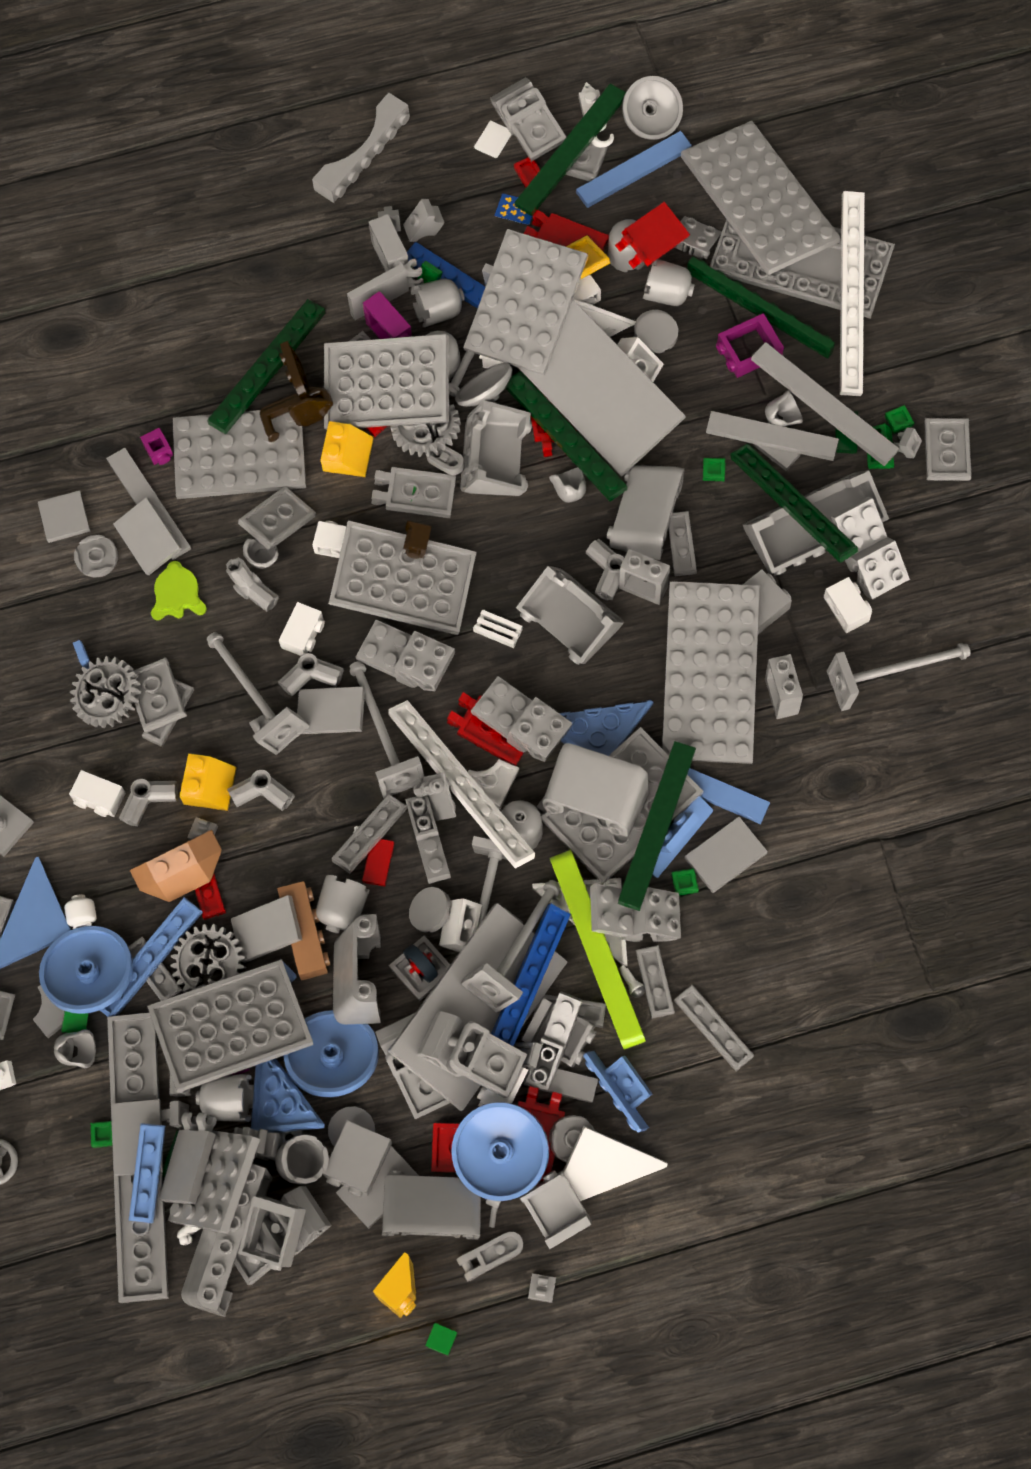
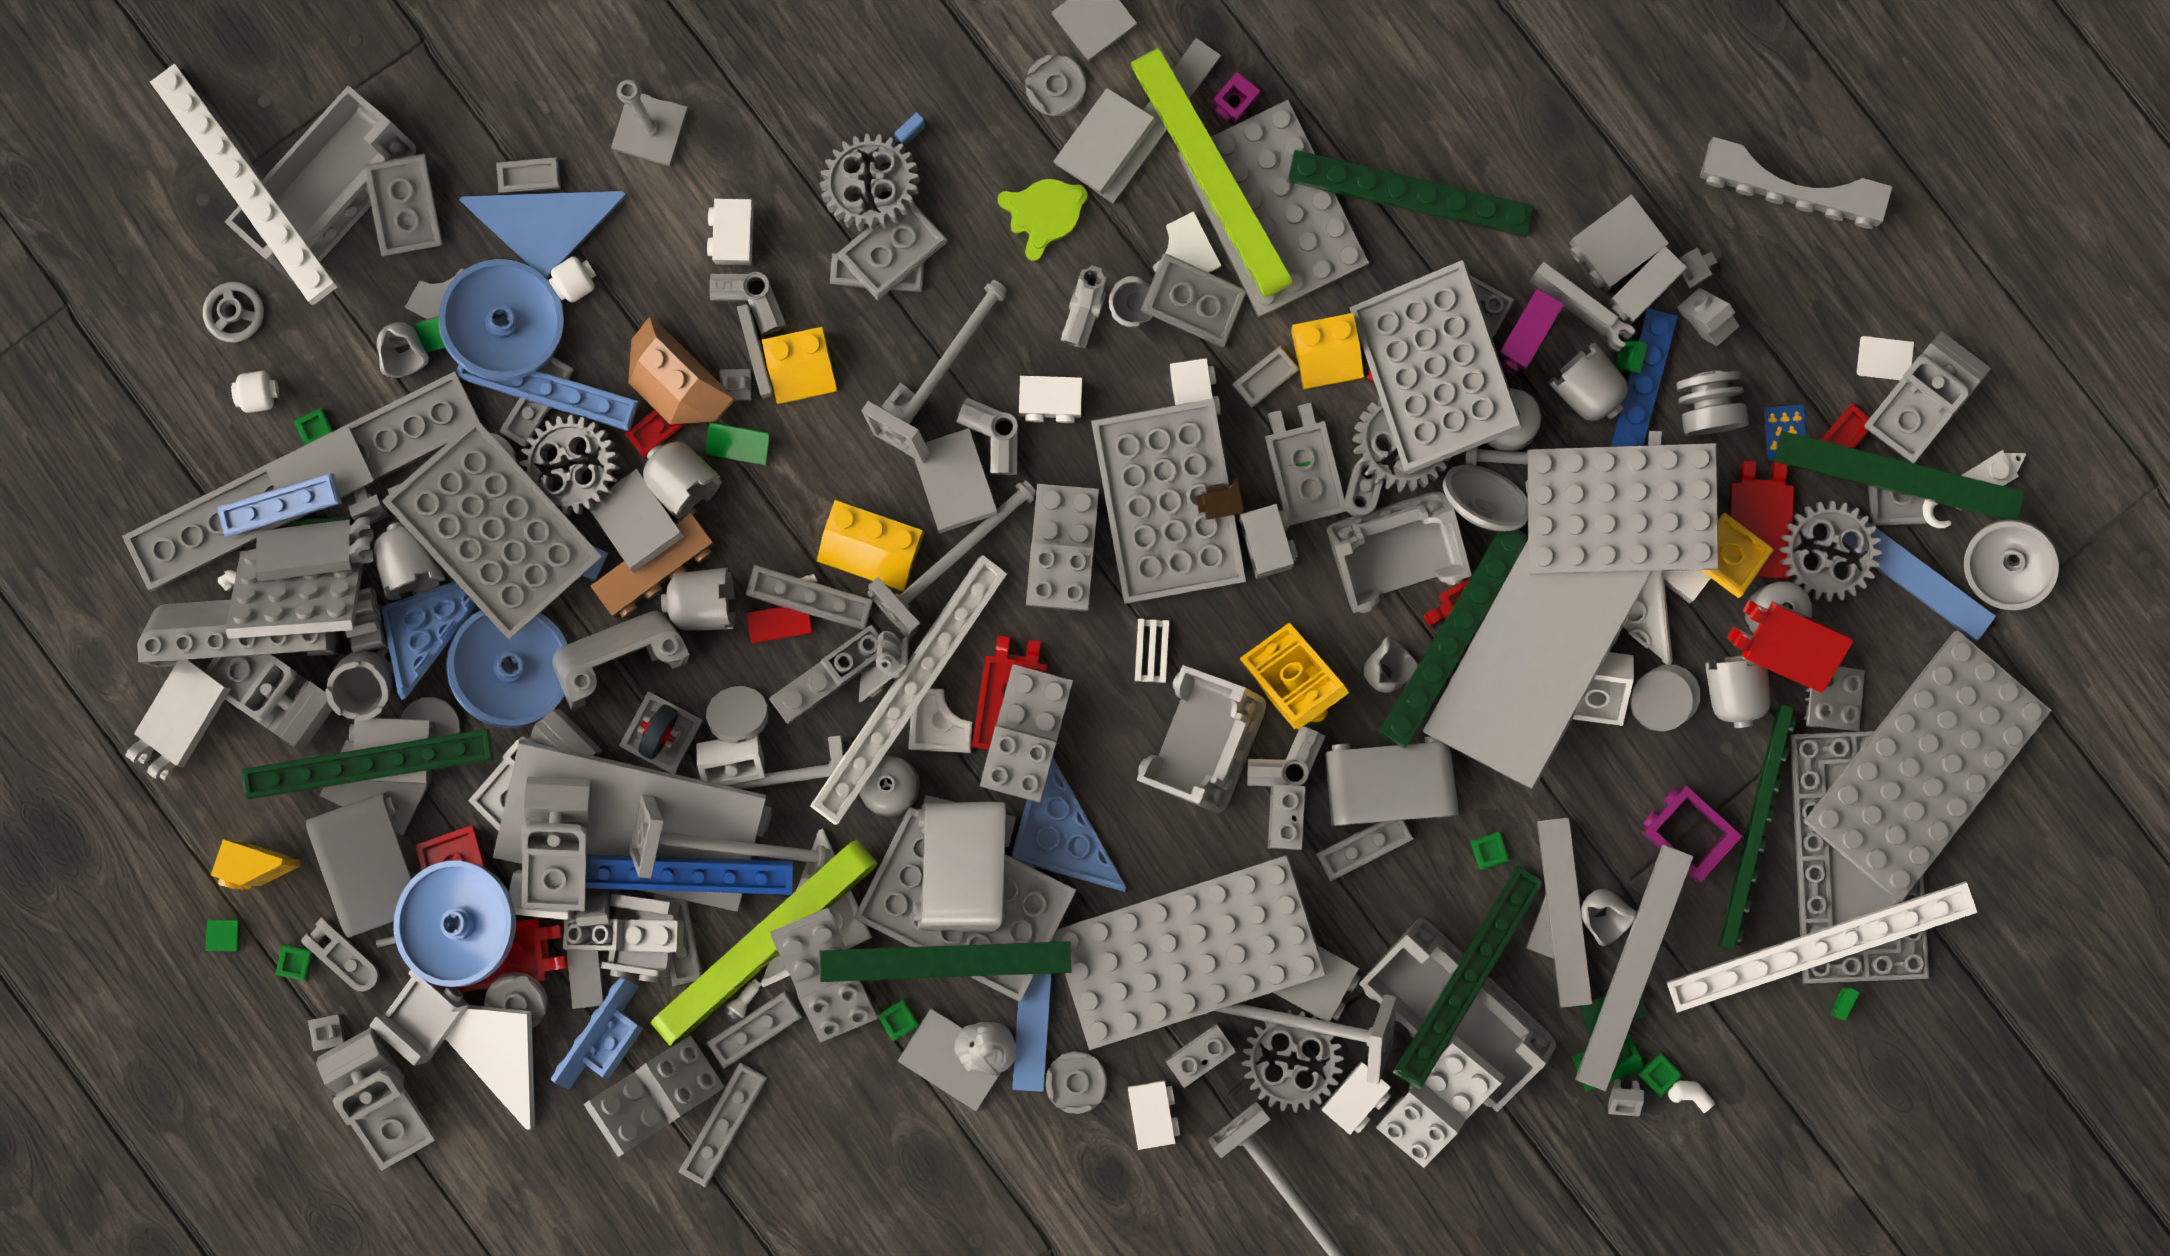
camera: 70 degrees right, 15 degrees up
(58, 1165) = (254, 391): none -> white head
(185, 808) = (755, 351): none -> light grey tile
(198, 474) = (1211, 173): none -> lime beam
(234, 508) = (1190, 244): none -> white tile
(243, 844) = (738, 444): none -> green slope
(249, 887) = (679, 478): none -> light grey cylinder
(253, 1227) = (283, 687): light grey window -> none
(268, 1308) = (178, 718): none -> tile
(272, 791) = (810, 421): light grey piece -> none
(304, 405) = (1379, 263): dark brown plate -> none
(347, 495) = (1265, 377): none -> light grey tile
(349, 781) = (869, 545): none -> yellow slope
(354, 257) = (1617, 243): none -> light grey panel
(359, 1176) = (367, 764): none -> dark green tile
(456, 525) = (1267, 541): none -> light grey brick
(474, 236) = (1712, 403): none -> light grey wheel
(482, 1293) = (294, 962): none -> green tile
(553, 538) = (1294, 677): none -> yellow brick
(586, 194) = (1837, 524): none -> light grey gear
(604, 1265) = (374, 1099): none -> light grey piece
(676, 1060) = (654, 1096): none -> light grey piece
(681, 831) = (962, 993): medium blue bracket -> none
(731, 821) = (992, 1051): none -> light grey hair
(771, 780) = (1076, 1082): none -> light grey tile
(791, 626) = (1286, 1089): none -> light grey gear
(812, 736) = (1152, 1114): none -> white brick
(814, 569) = (1378, 1037): none -> light grey tile
(893, 295) = (1844, 1003): none -> green tile
(917, 403) = (1691, 1091): none -> white arm
(947, 449) = (1640, 1155): light grey tile -> none

